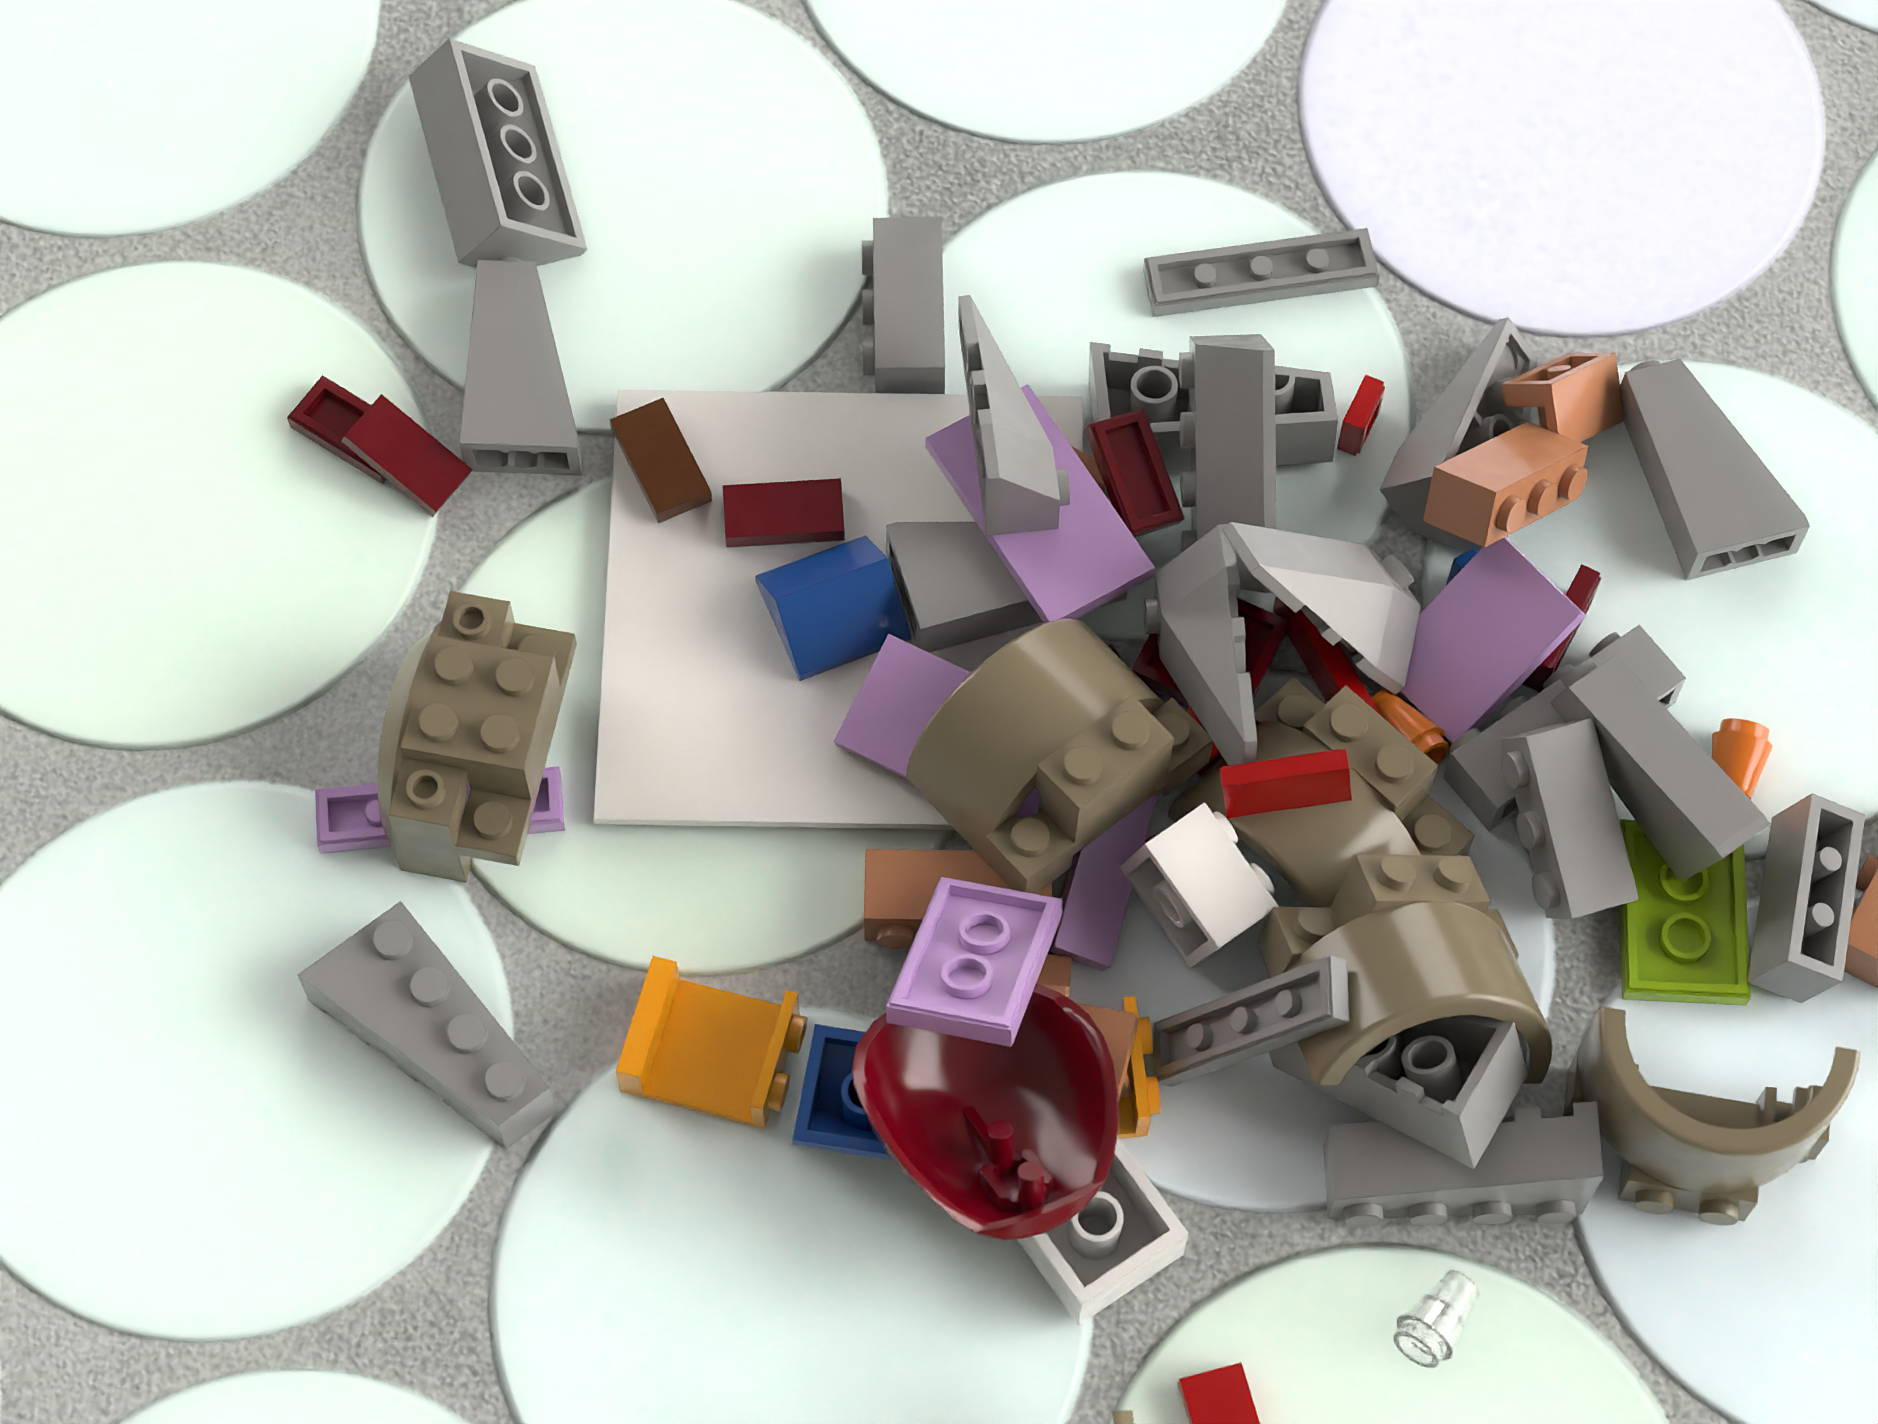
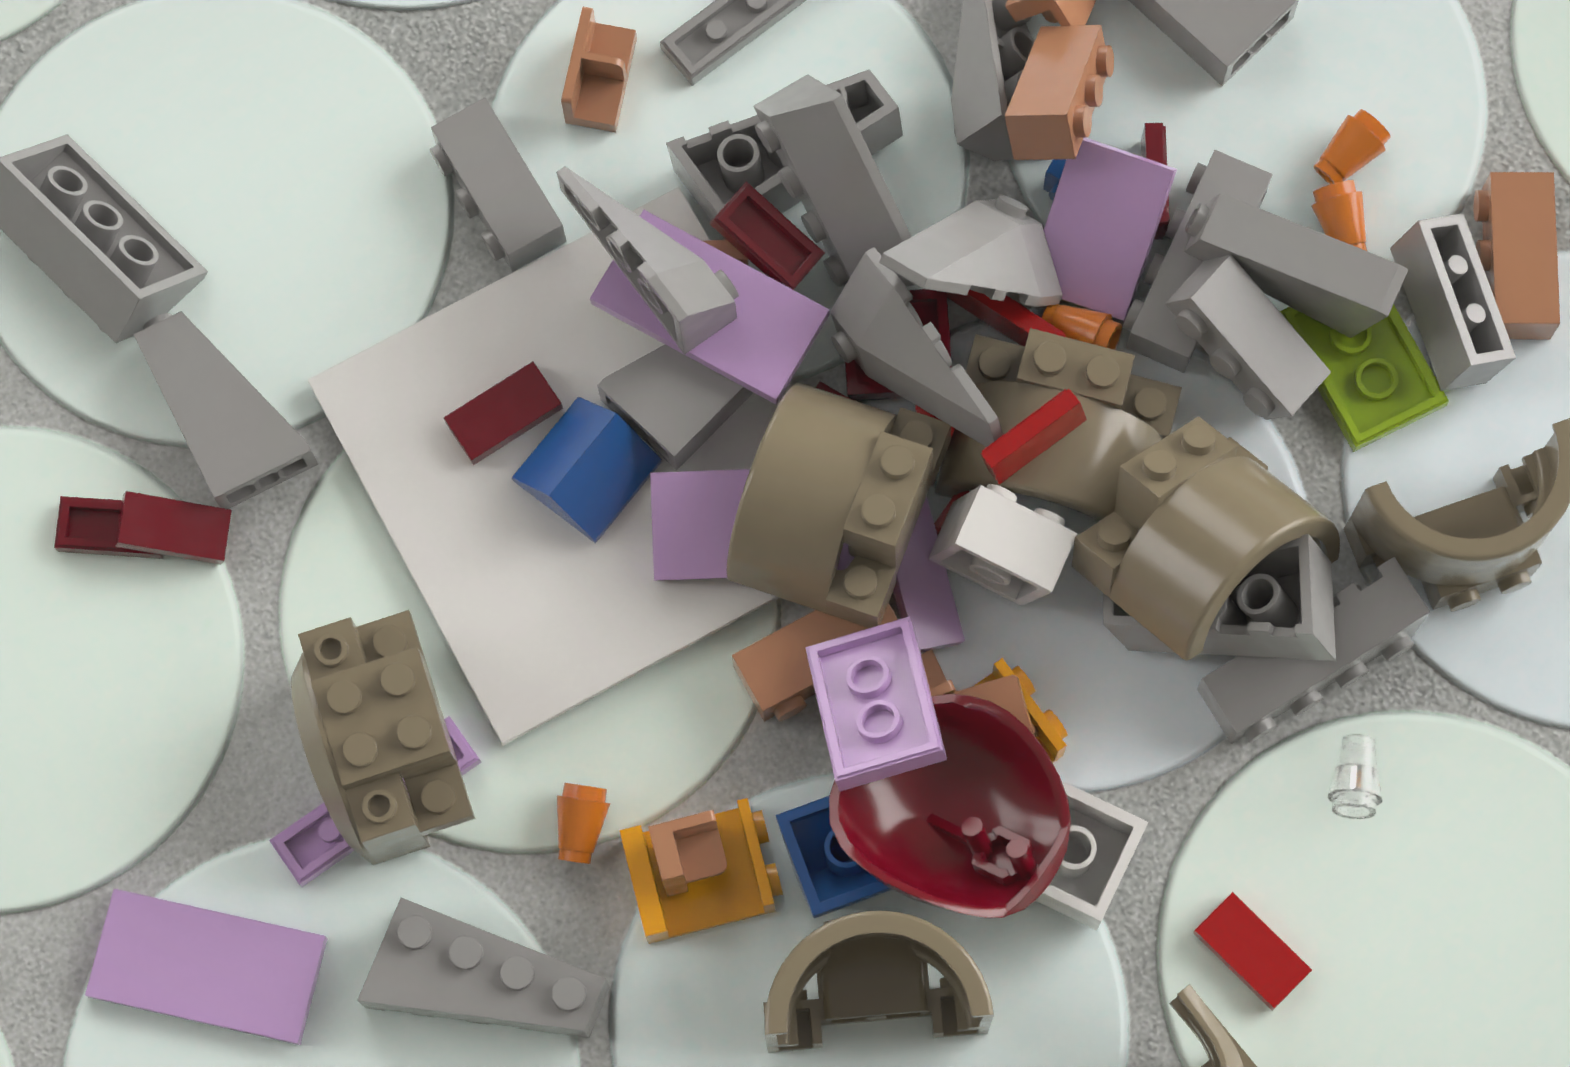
camera: 25 degrees left, 10 degrees up
(183, 876) = (206, 966): none -> lavender tile
(623, 932) = (580, 821): none -> orange cone
(661, 460) = (379, 421): reddish brown tile -> none
(704, 1006) = (688, 850): none -> nougat panel
(821, 1231) = (875, 971): none -> dark tan piece
(1064, 254) = (597, 73): none -> nougat panel
(1252, 1021) = (1106, 634): light grey tile -> none
(1361, 415) = (906, 85): red tile -> none
(1788, 700) = (1352, 147): none -> orange cone

